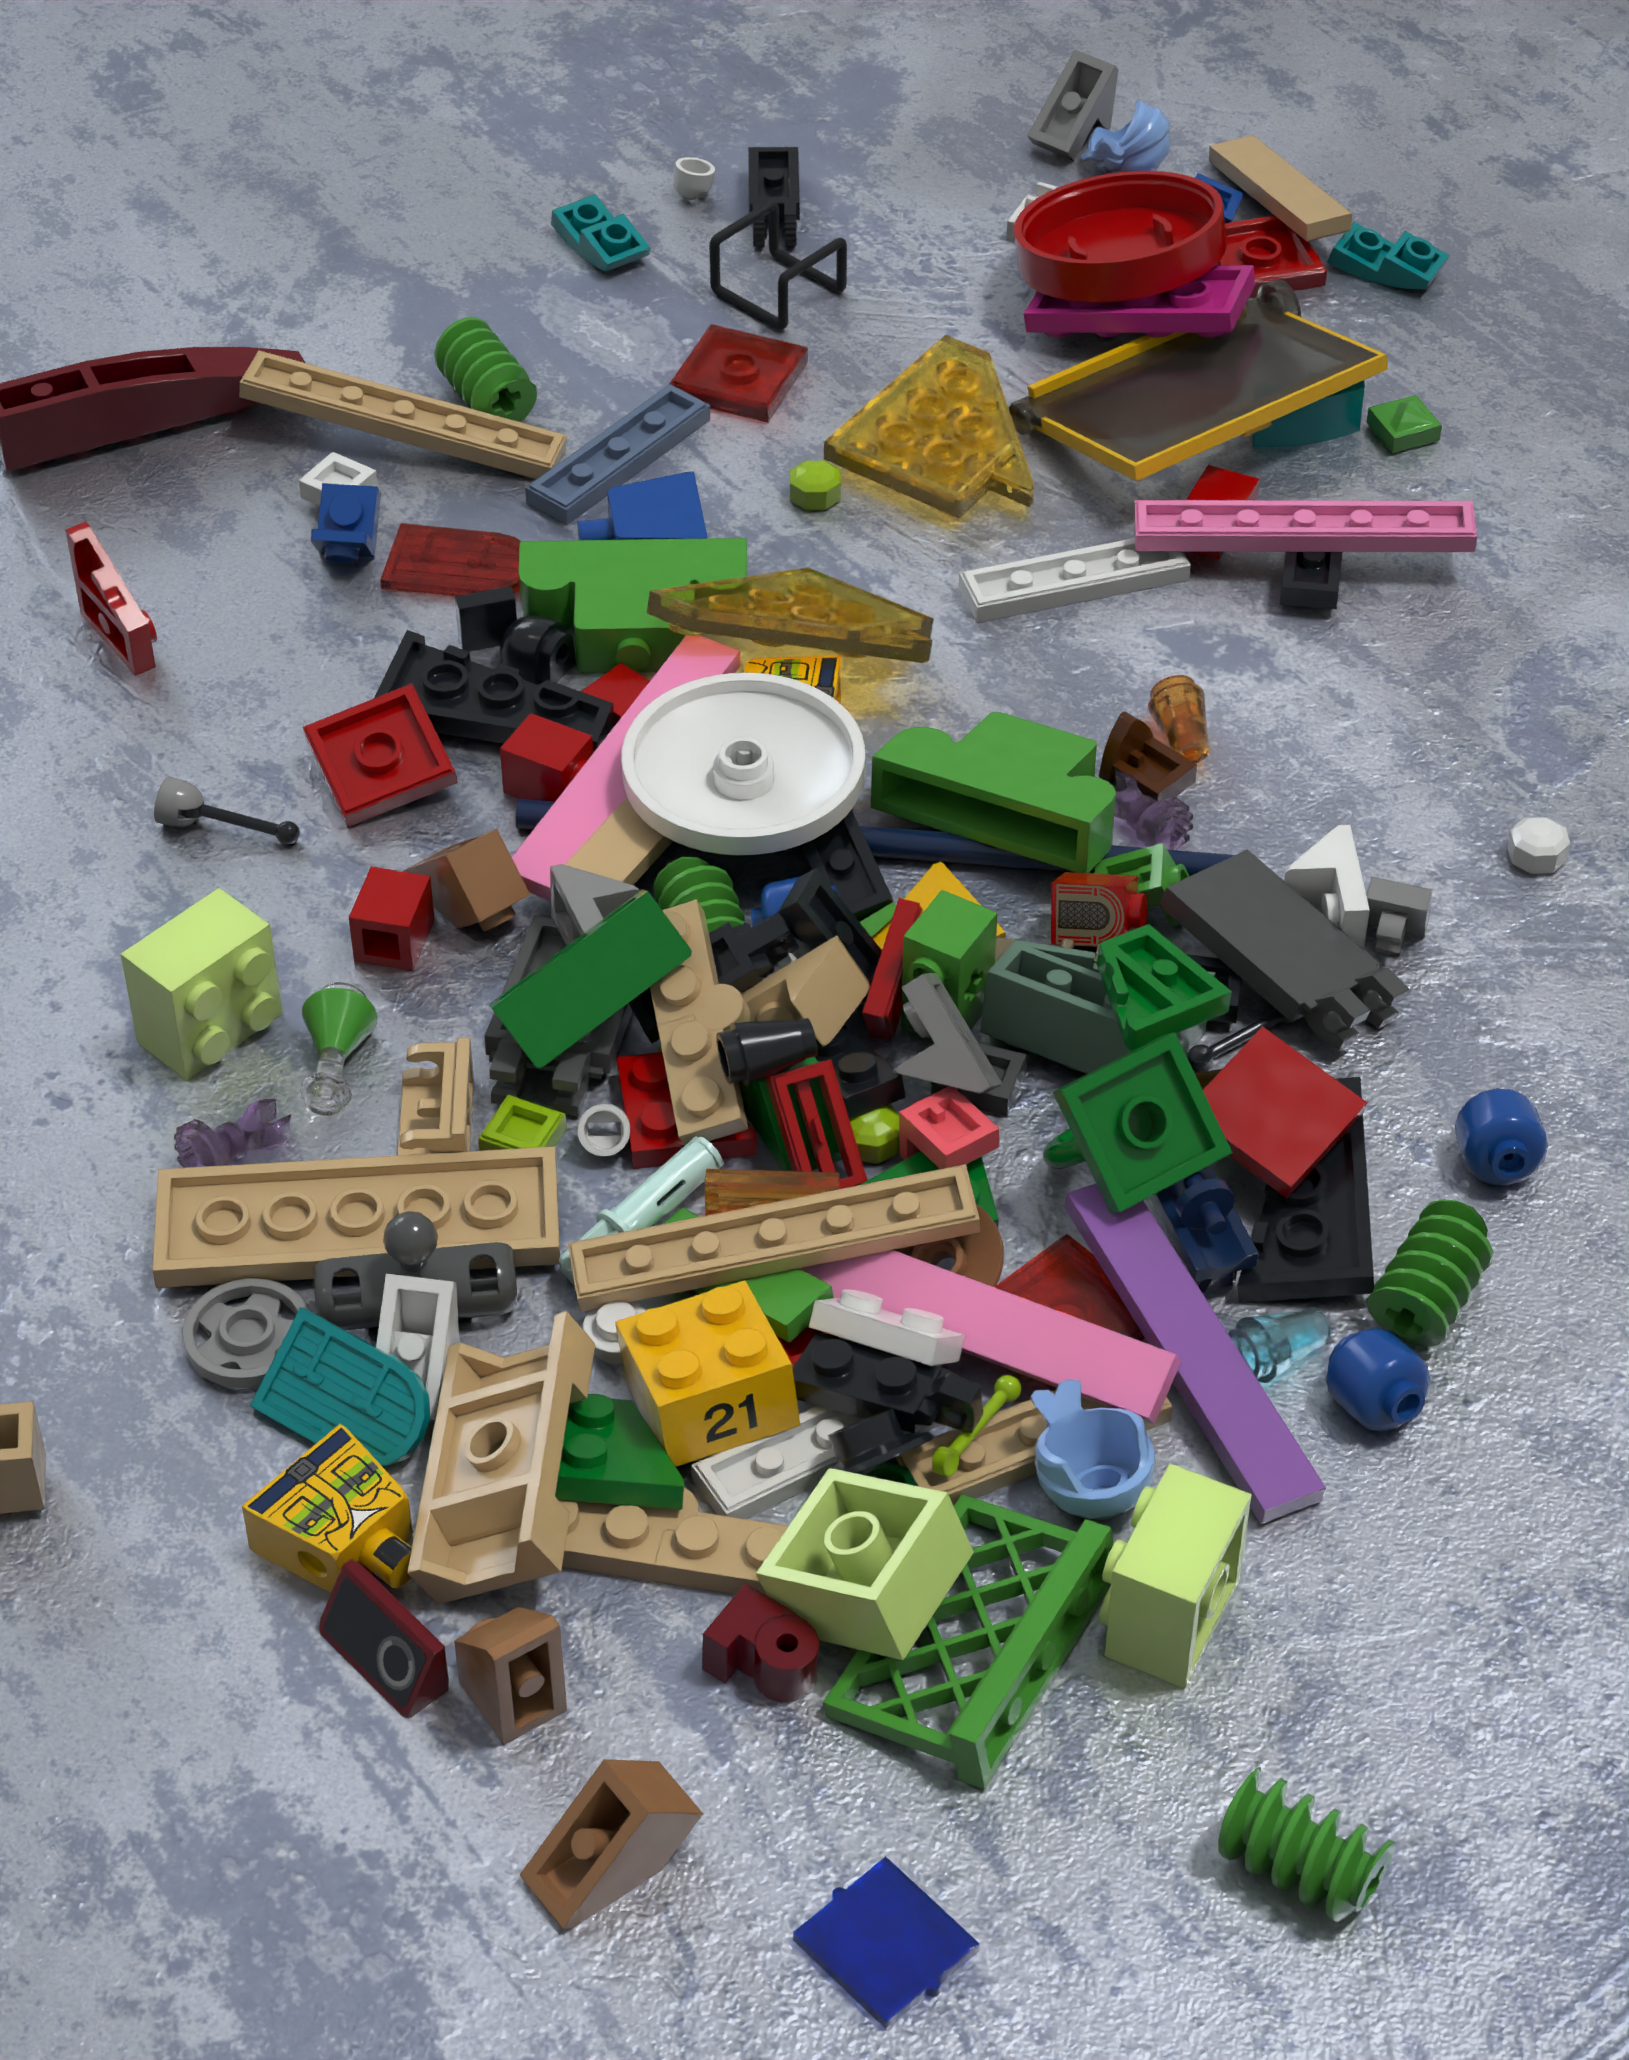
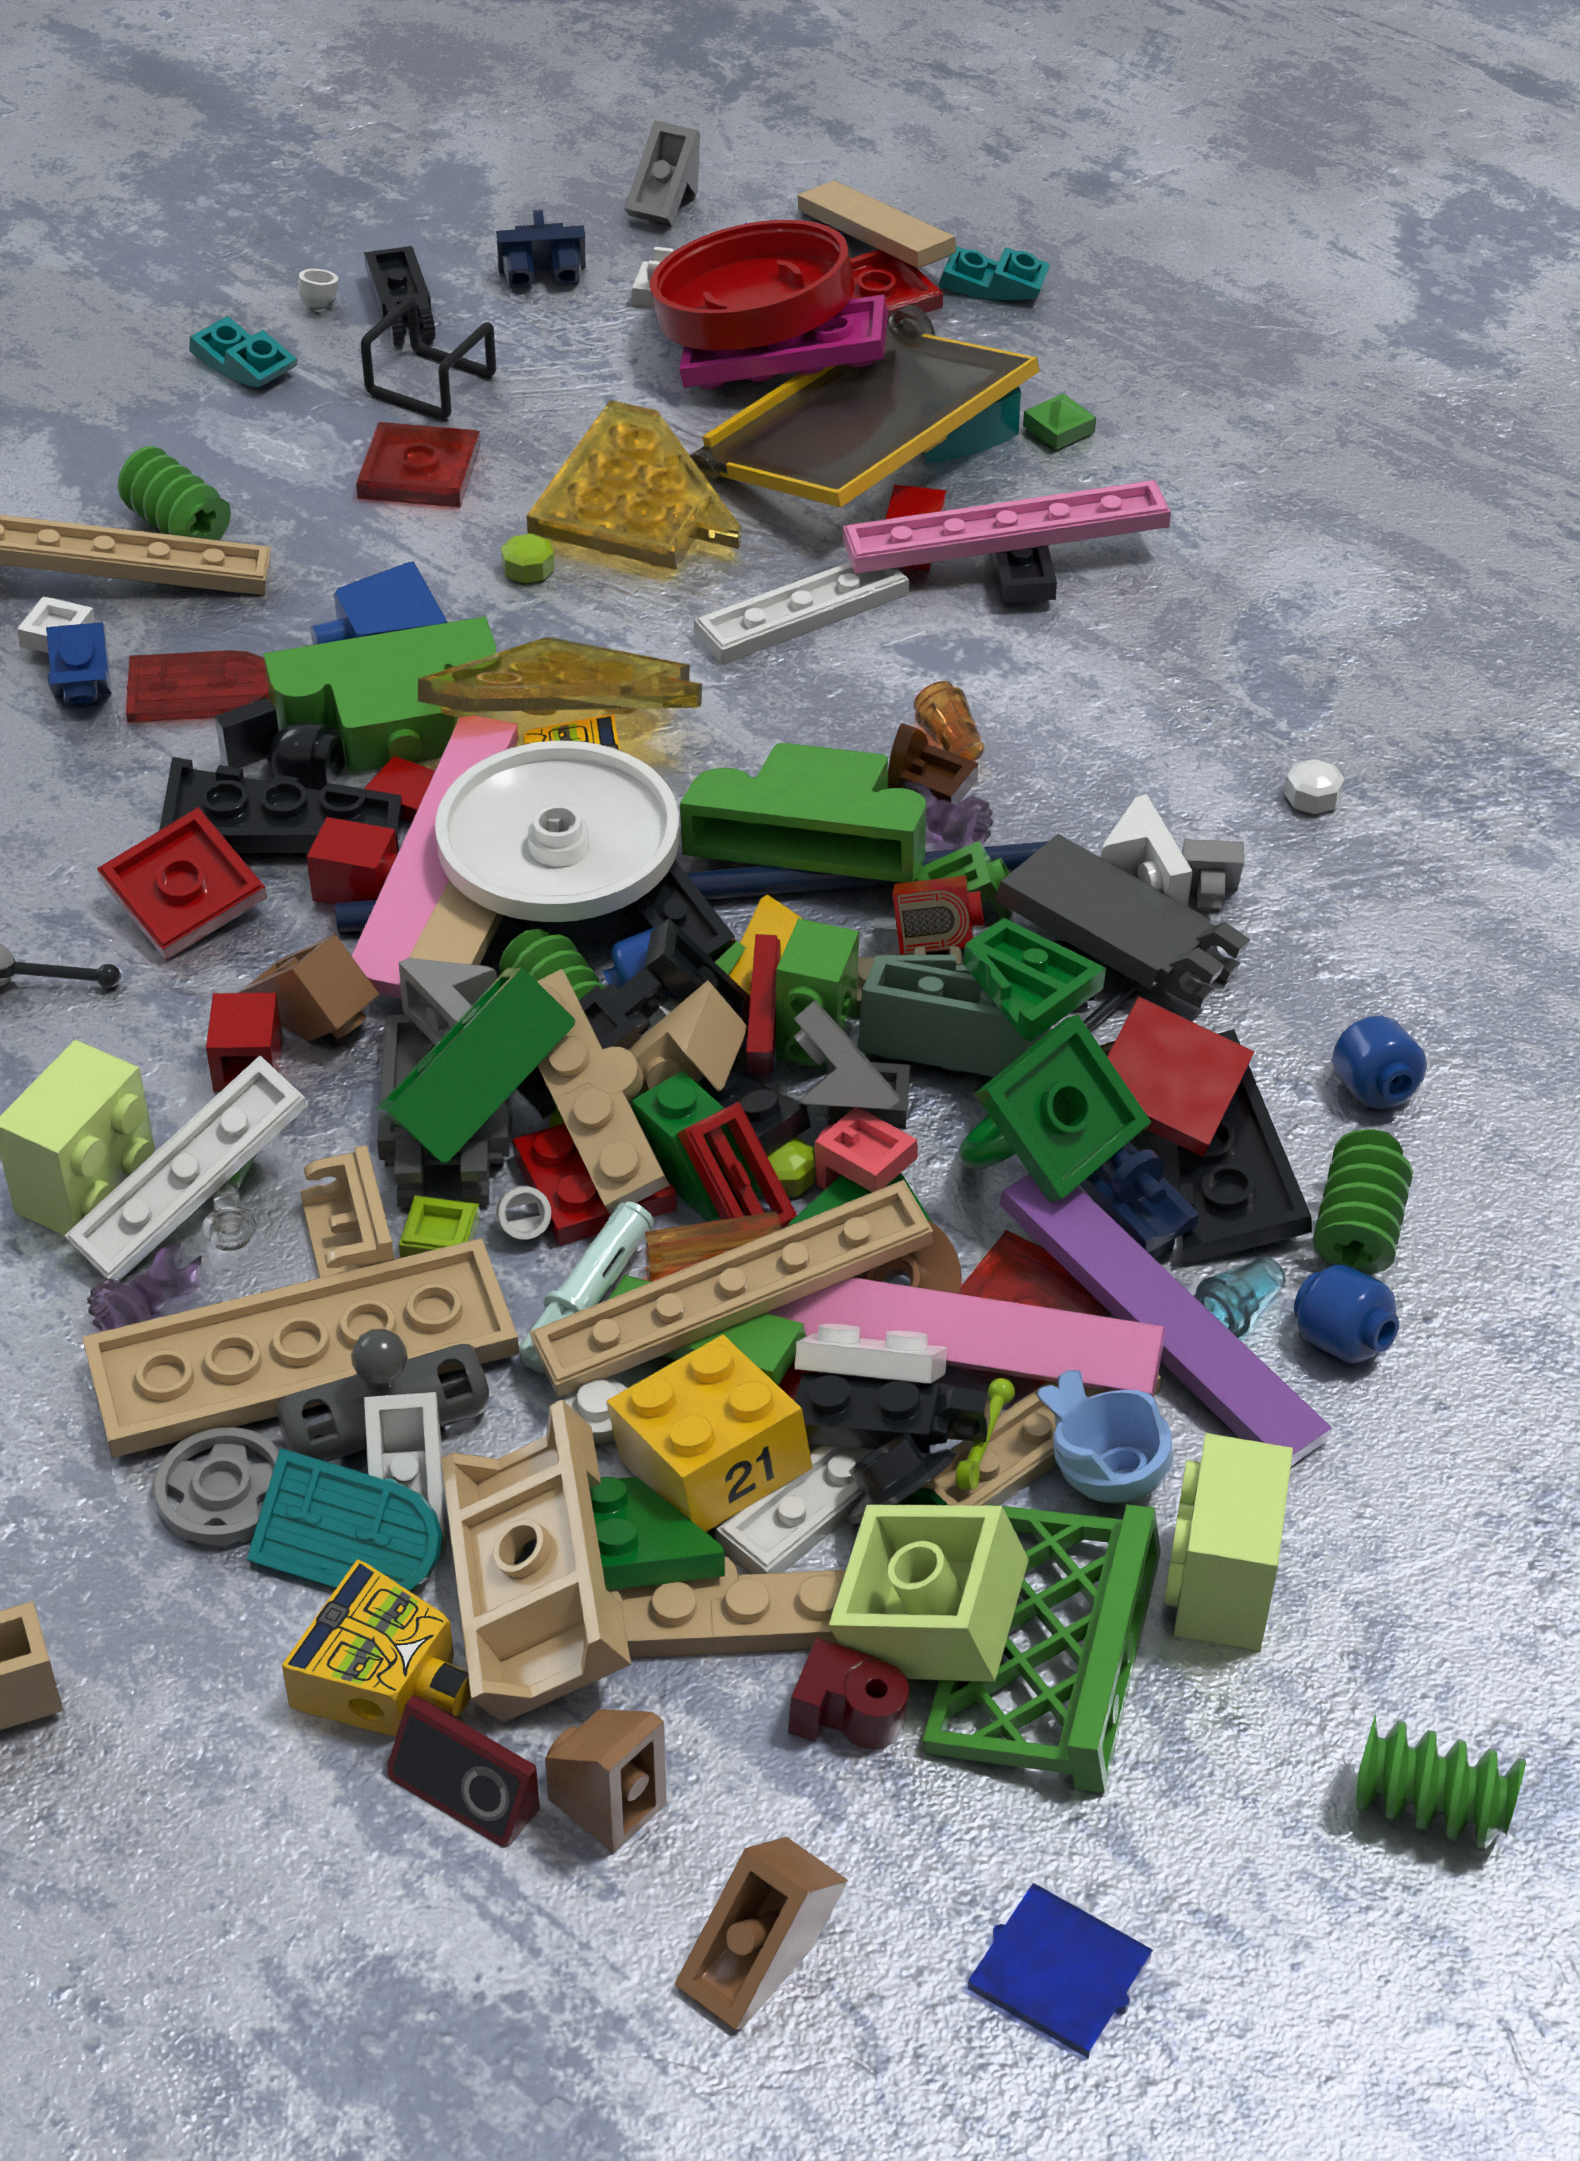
camera: 15 degrees left, 0 degrees up
(297, 1030) = (186, 1170): none -> white tile
(617, 454) = (324, 558): sand blue tile -> none
(764, 1048) = (673, 1102): black cone -> none
(927, 167) = (540, 249): none -> dark blue hips
(1136, 146) = (730, 203): light blue hat -> none

